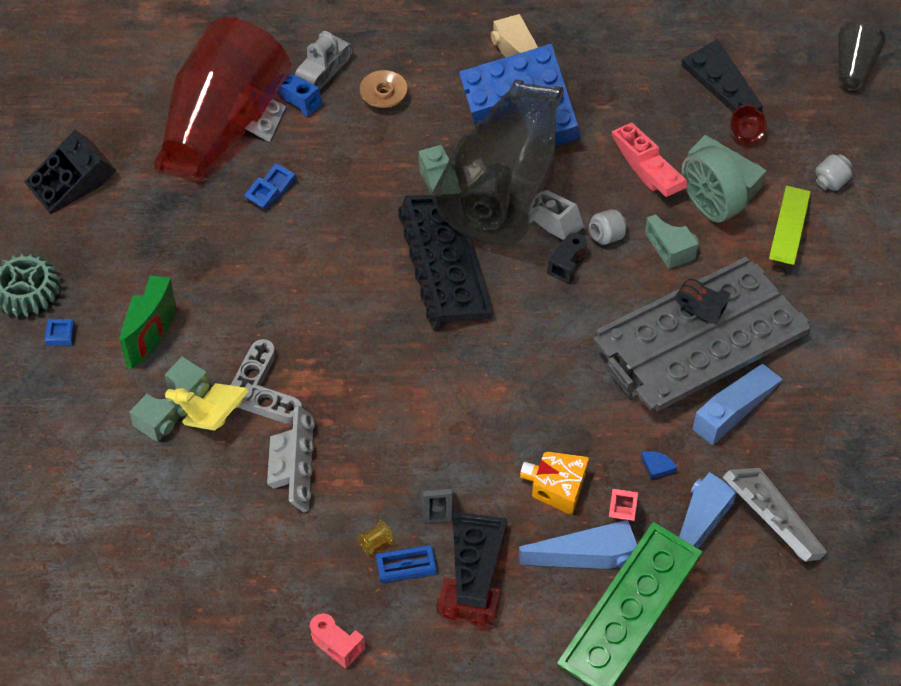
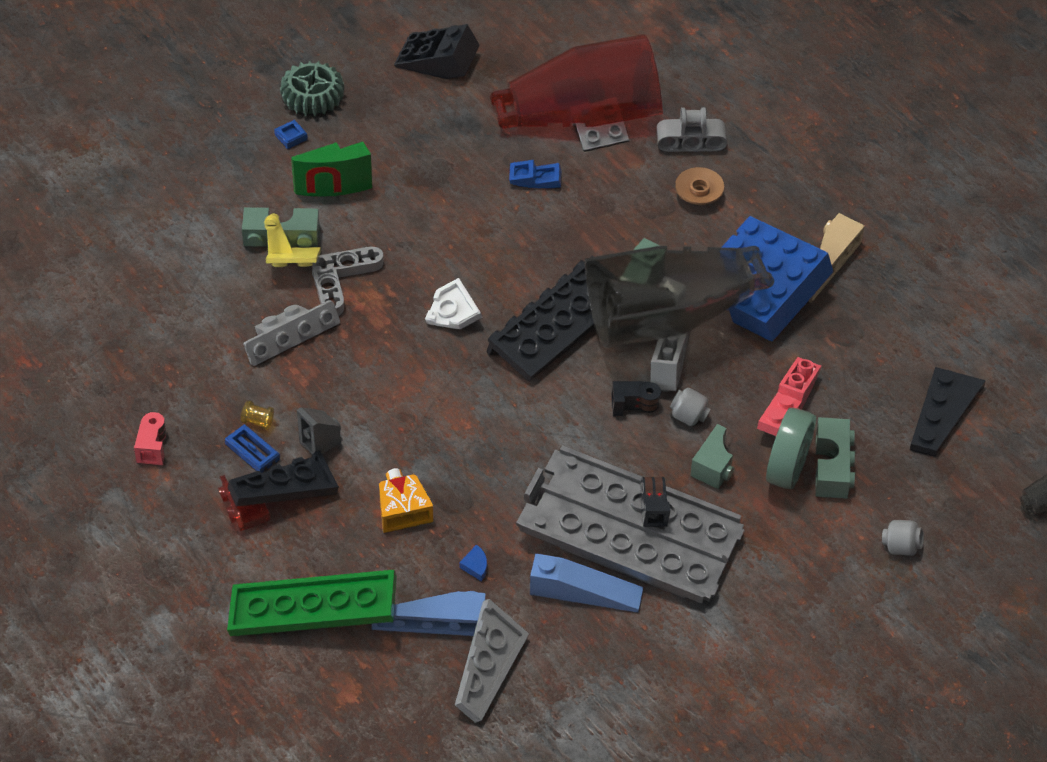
camera: 55 degrees right, 5 degrees down
(301, 94) = (643, 140): blue leg -> none
(371, 323) = (453, 307): none -> white plate
(592, 548) = (347, 547): medium blue slope -> none
(623, 504) = (408, 548): coral leg -> none
(748, 124) = (897, 447): clear red hair -> none
(789, 225) = (804, 533): lime slope -> none

